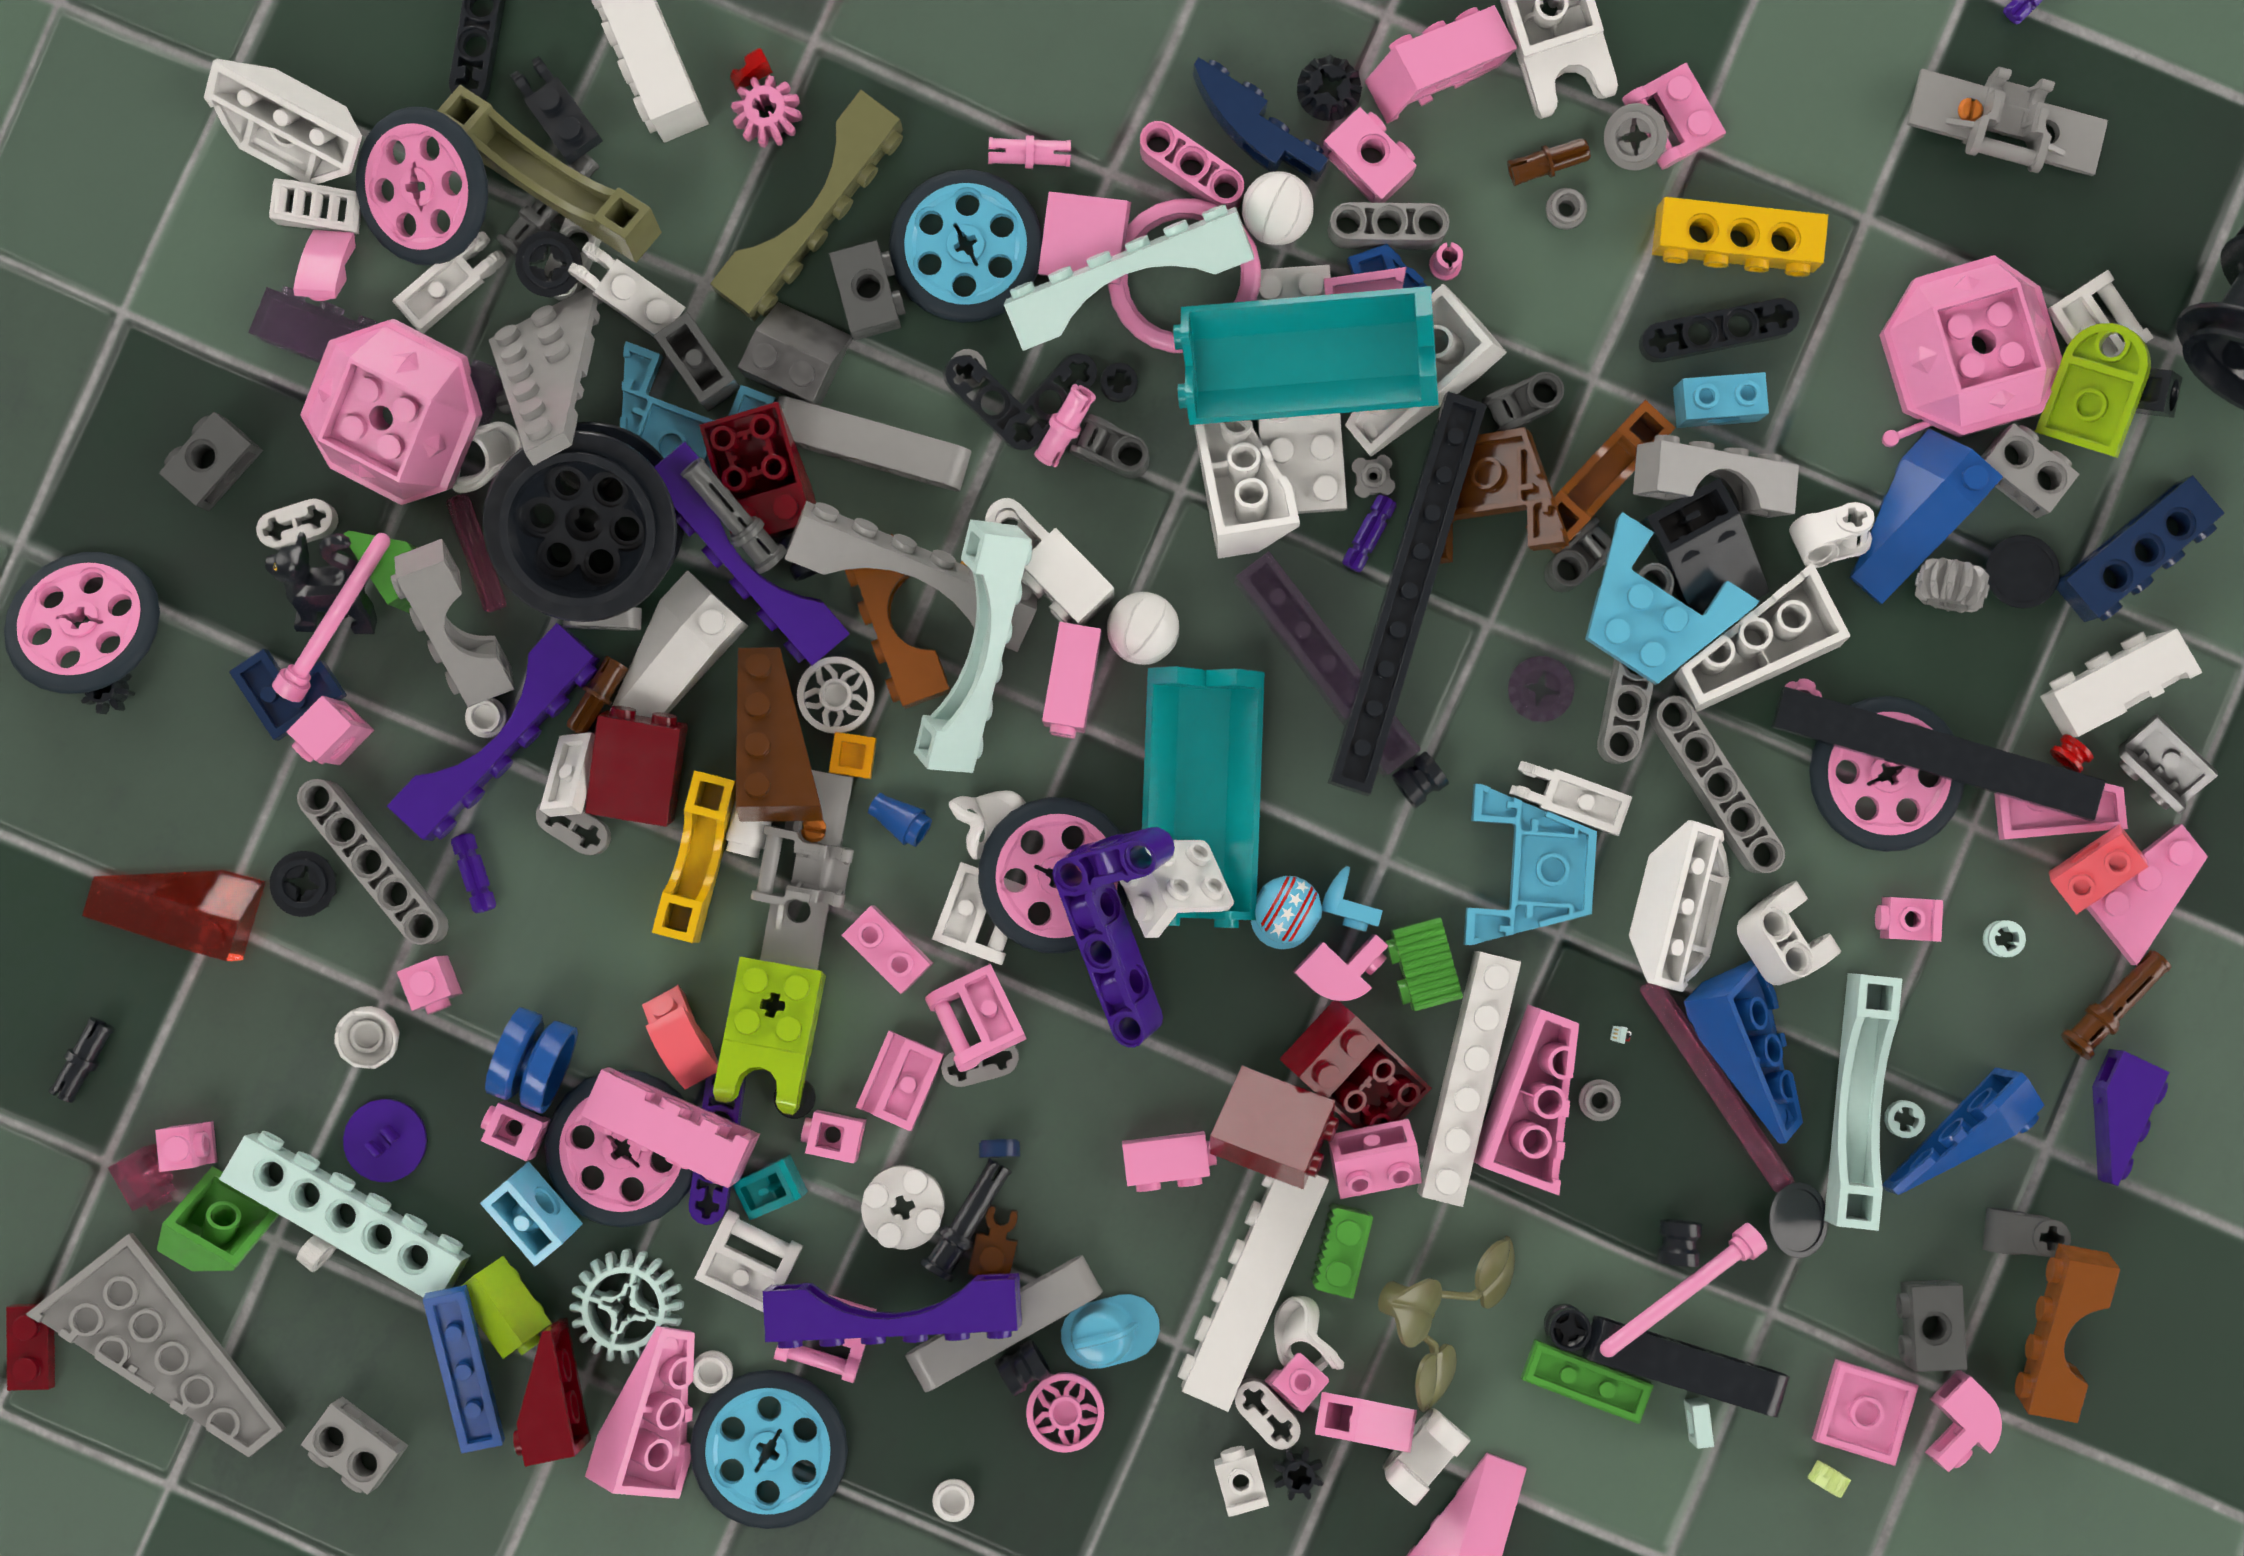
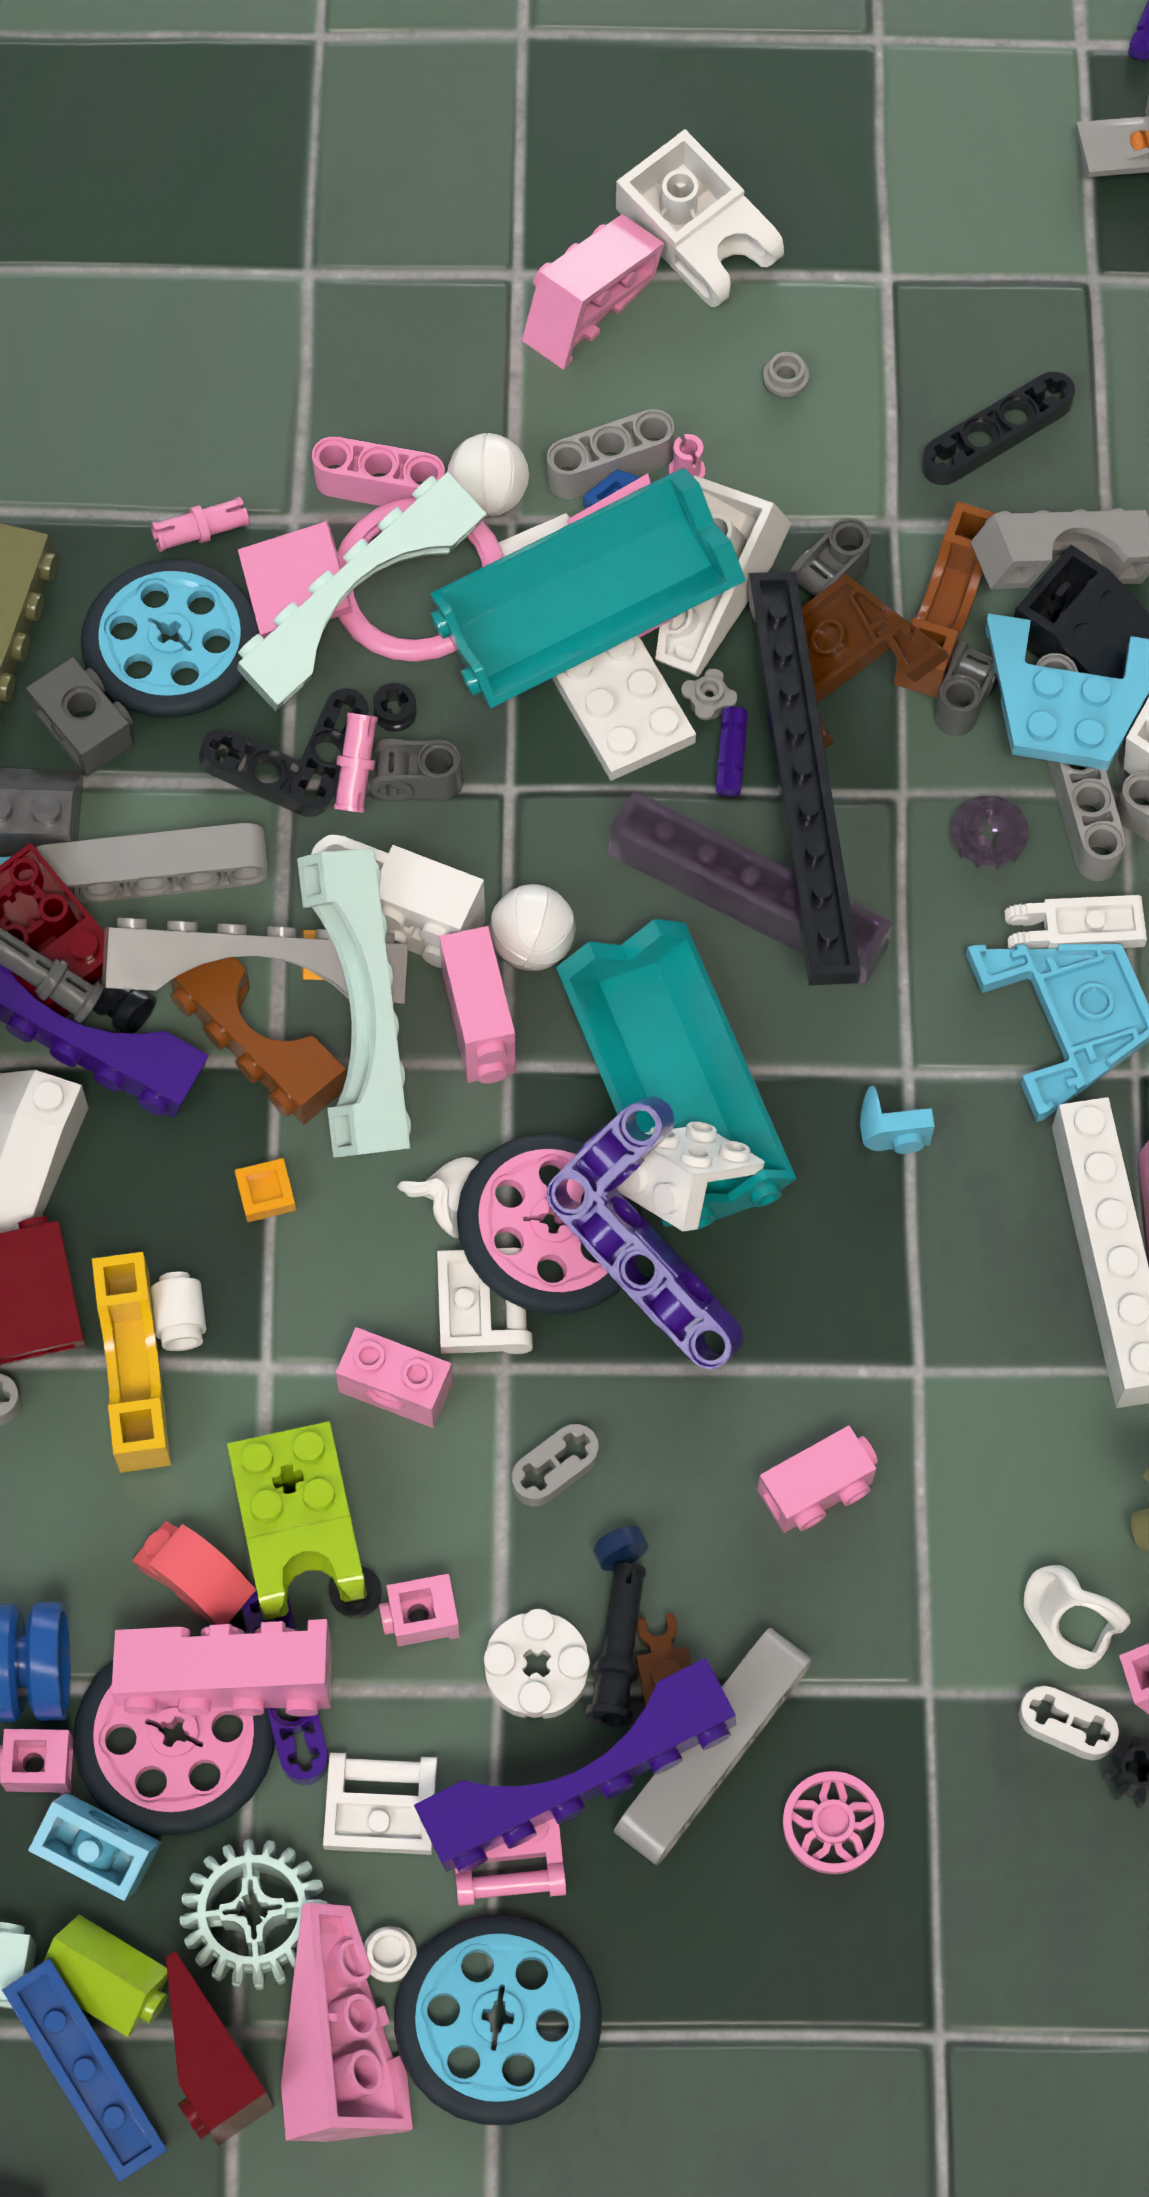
camera: 25 degrees left, 20 degrees down
(770, 1187) = (370, 1702): teal slope -> none
(771, 754) = (174, 1205): reddish brown wedge -> none
(817, 876) = (278, 1318): light grey piece -> none
(835, 695) = (218, 1137): white wheel -> none
(900, 1080) = (471, 1521): bright pink plate -> none
(901, 819) = (351, 1236): blue cone -> none
(953, 1500) = (747, 1984): white plate -> none
(988, 1011) = (538, 1397): bright pink plate -> none
(1022, 1367) = (759, 1786): black wheel -> none
(1110, 1331) = (841, 1709): medium azure piece -> none
(1240, 114) = (409, 411): dark blue slope -> none
(1244, 489) = (574, 753): white wedge -> none
(1244, 1498) = (1072, 1828): white brick -> none
(1250, 1291) = (982, 1578): white brick -> none
(1274, 1128) = (923, 1383): brick -> none
(1286, 912) = (827, 1154): medium azure helmet -> none
(1297, 1382) = (1086, 1663): bright pink bracket -> none
(1324, 105) = (489, 372): black gear -> none
(1338, 980) = (912, 1207): bright pink brick -> none
(1342, 1250) = (1064, 1496): bright green brick -> none
(1355, 1069) = (984, 1300): dark red slope -> none
(1373, 180) = (534, 399): bright pink brick -> none
(1375, 1159) = (1052, 1378): bright pink brick -> none
(1420, 780) = (905, 969): black wheel -> none
(1424, 964) = (1005, 1154): bright green brick -> none
(1548, 161) = (745, 339): reddish brown axle -> none
(1622, 123) = (805, 277): light grey gear -> none
(1685, 111) = (859, 246): bright pink plate -> none
(1720, 400) = (1037, 480): medium azure brick -> none
(1802, 231) = (950, 327): yellow brick -> none

